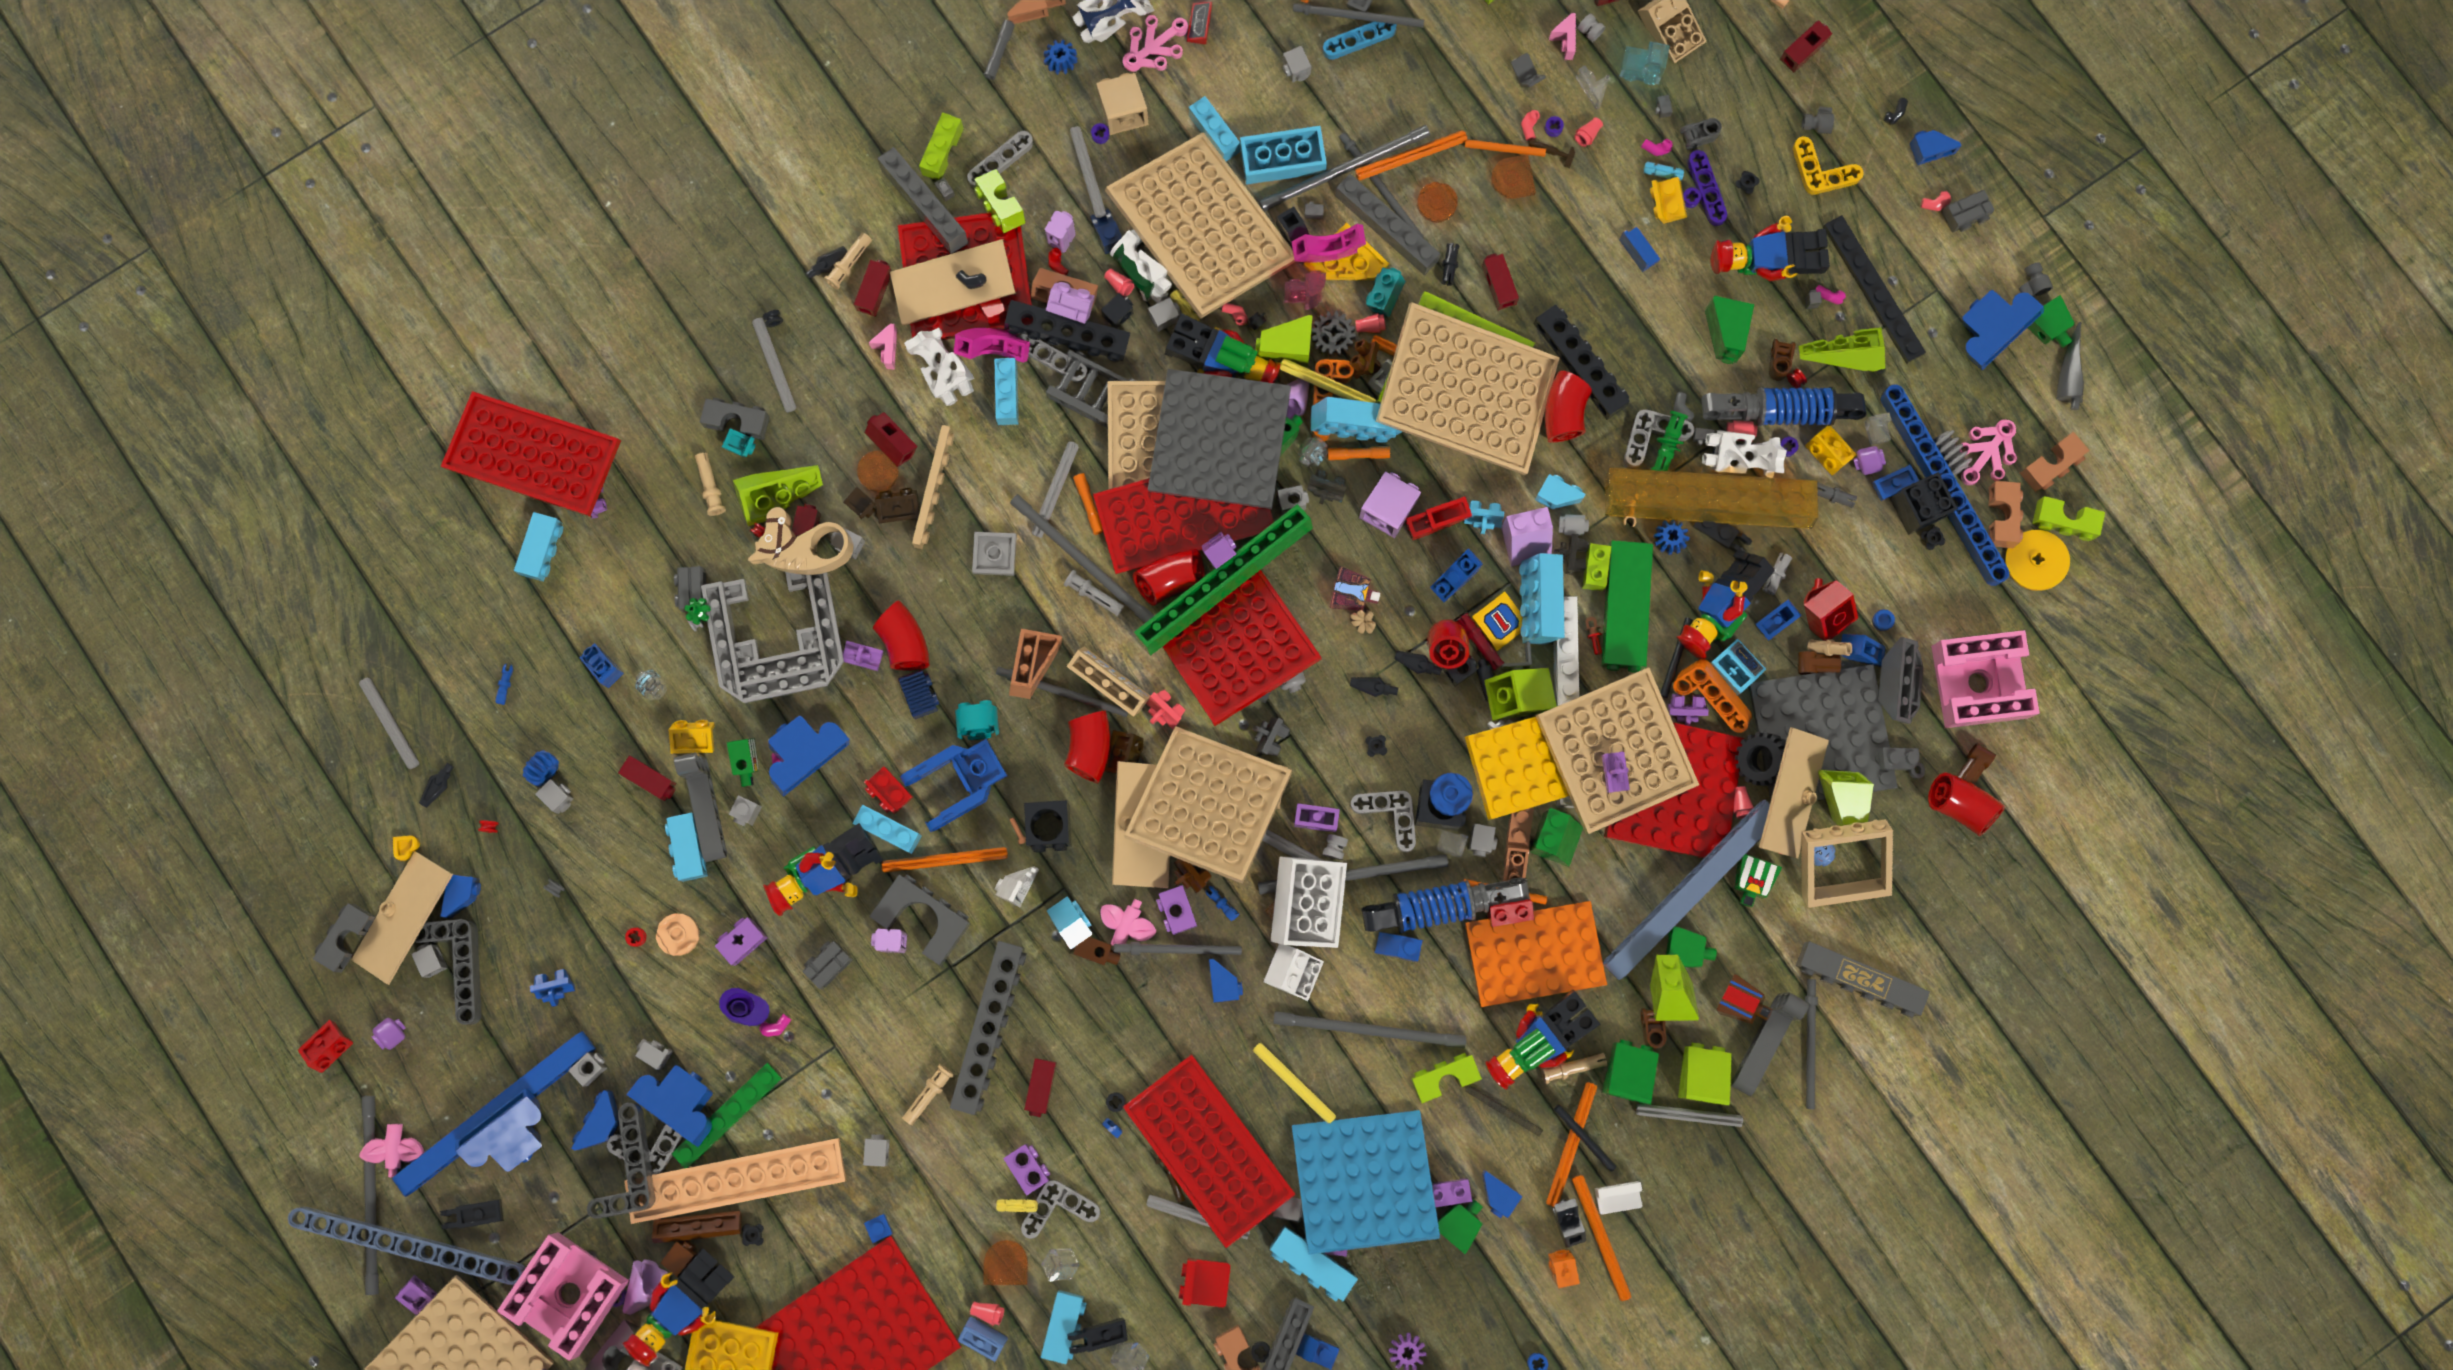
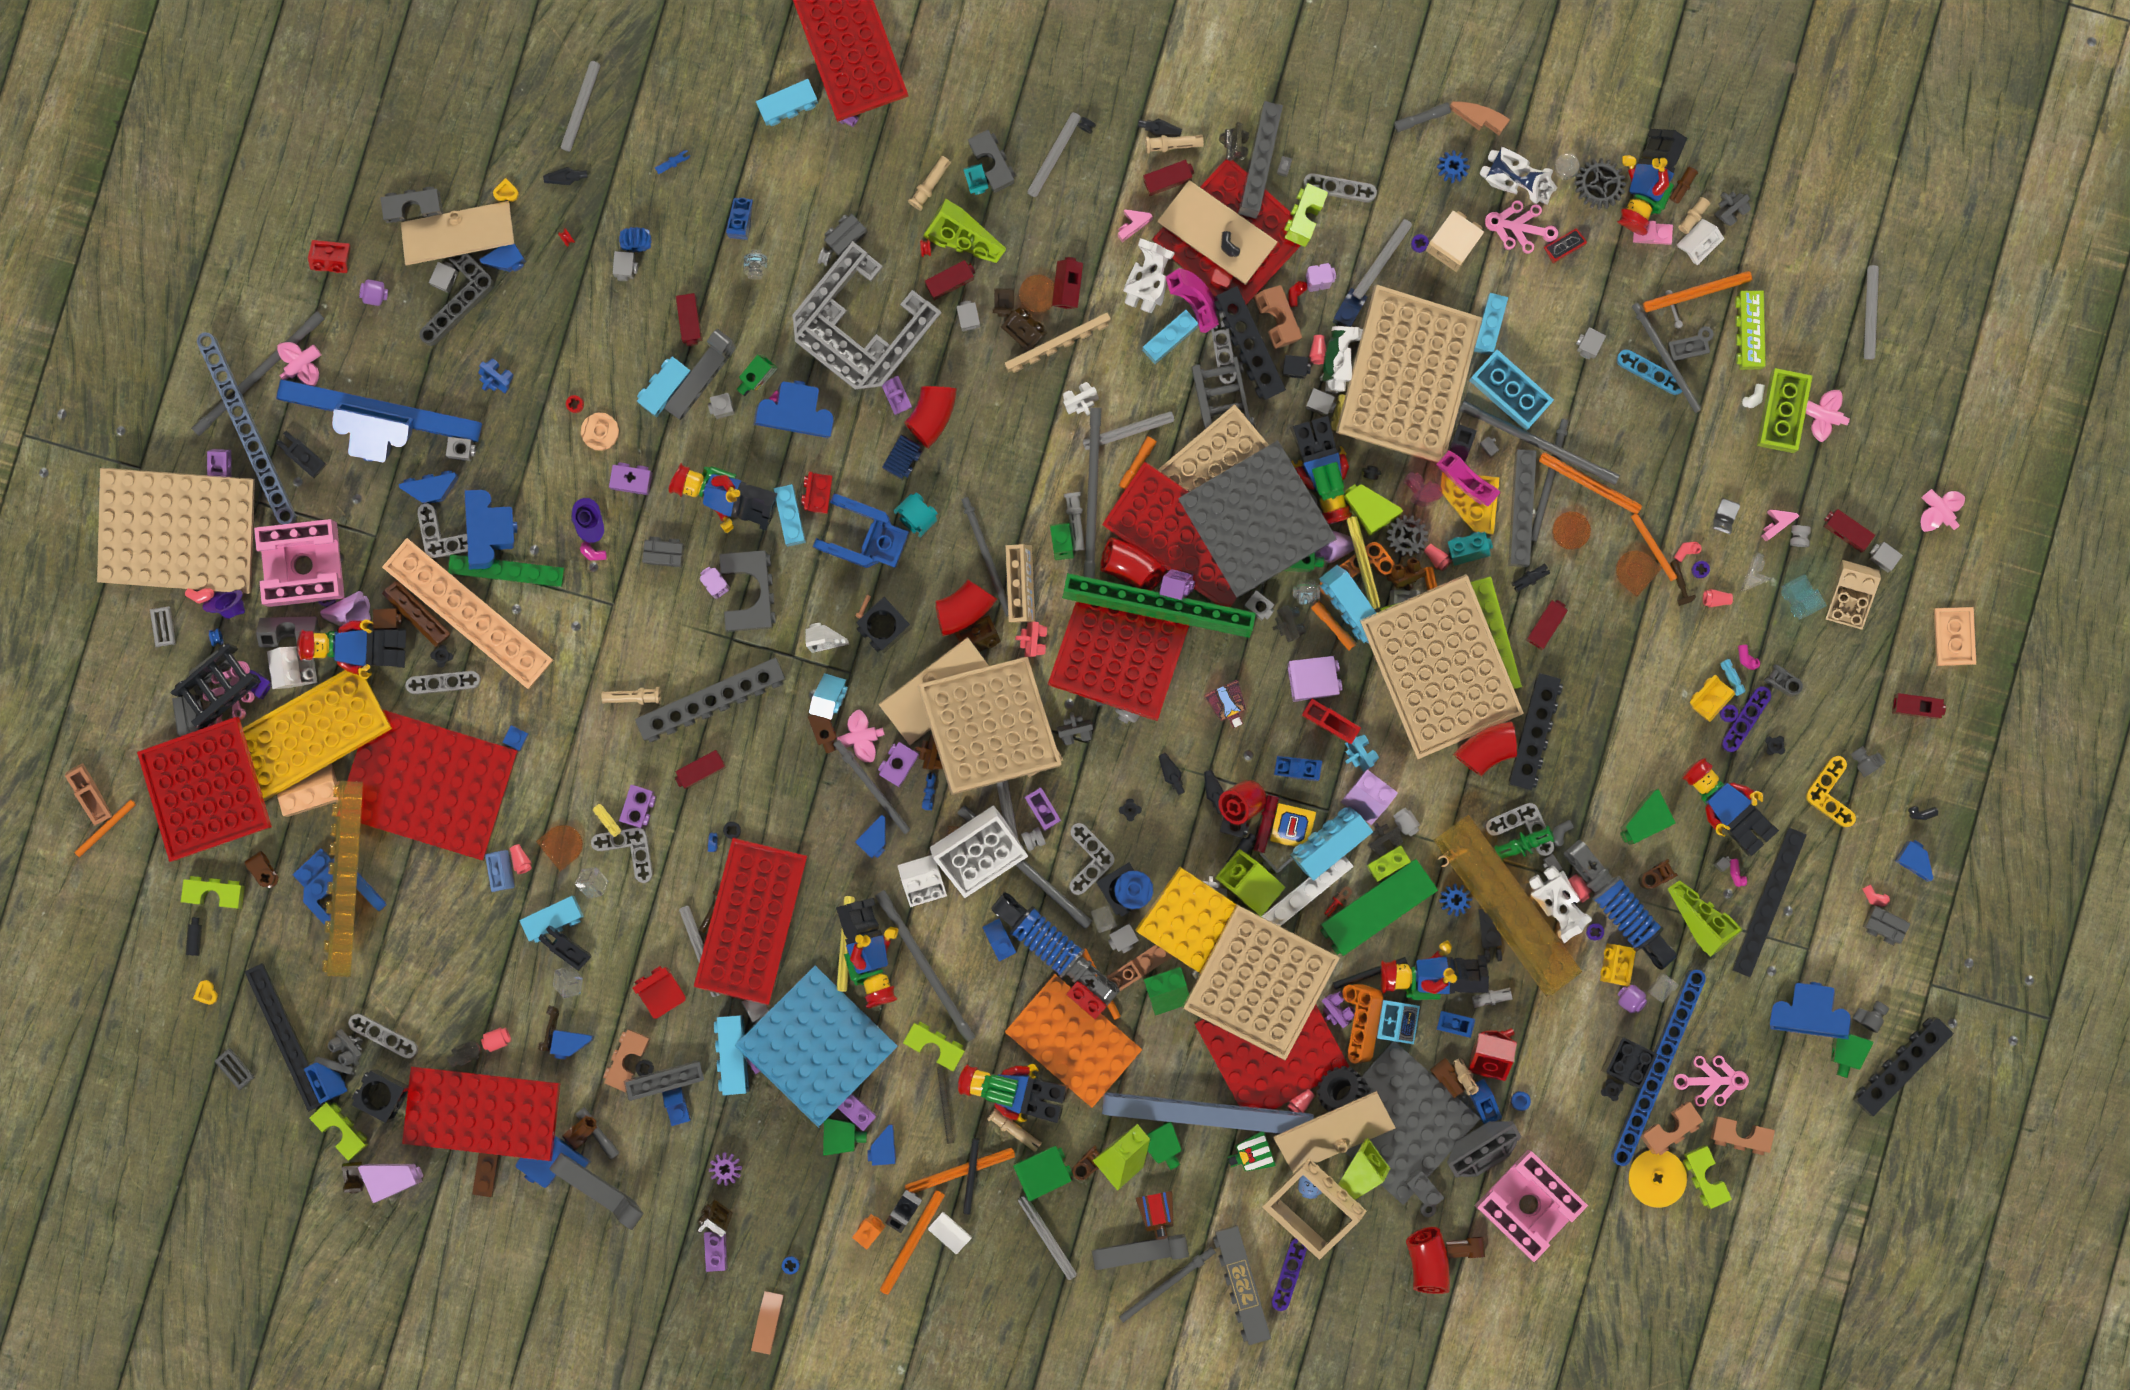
camera: 55 degrees right, 5 degrees up
(554, 888) = (562, 319): dark grey bush -> none
(632, 1168) = (419, 536): dark grey beam -> none
(653, 1053) = (506, 484): light grey brick -> none
(691, 737) = (742, 324): yellow bracket -> none
(697, 610) = (832, 254): green plant -> none
(775, 1251) = (443, 682): none -> light grey beam
(794, 554) = (924, 277): tan animal -> none
(876, 1151) = (565, 693): light grey brick -> none
(889, 210) = (1233, 142): none -> clear smoke hips
(936, 155) = (1303, 140): lime arch -> none
(944, 859) = (801, 572): orange axle -> none
(994, 553) = (1046, 426): light grey plate -> none
(998, 507) = (1082, 401): none -> white hips
(1032, 660) = (990, 518): nougat wedge -> none
(1070, 302) = (1270, 330): lavender brick -> none
(1102, 618) = (1061, 541): none -> green torso
(1237, 312) = (1366, 454): coral arm -> none
(1317, 1069) = (867, 951): none -> piece
(1364, 621) = (1212, 728): tan plant -> none
(1558, 494) = (1420, 792): medium azure slope -> none
(1615, 772) = (1241, 992): medium lavender hips -> none
(1639, 249) = (1657, 706): blue panel -> none
(1663, 106) = (1784, 637): flat silver piece -> none
(1705, 1074) = (1084, 1226): lime slope -> none
(1796, 378) = (1651, 898): red bush -> none
(1835, 495) = (1585, 993): dark grey pin -> none
(1879, 934) = (1291, 1274): none -> dark purple beam
(1892, 483) = (1631, 1030): blue plate -> none
(1952, 452) = (1686, 1054): light grey piece -> none
(2071, 380) = (1819, 1099): dark grey piece -> none
(2102, 280) = (1941, 1035): none -> black brick

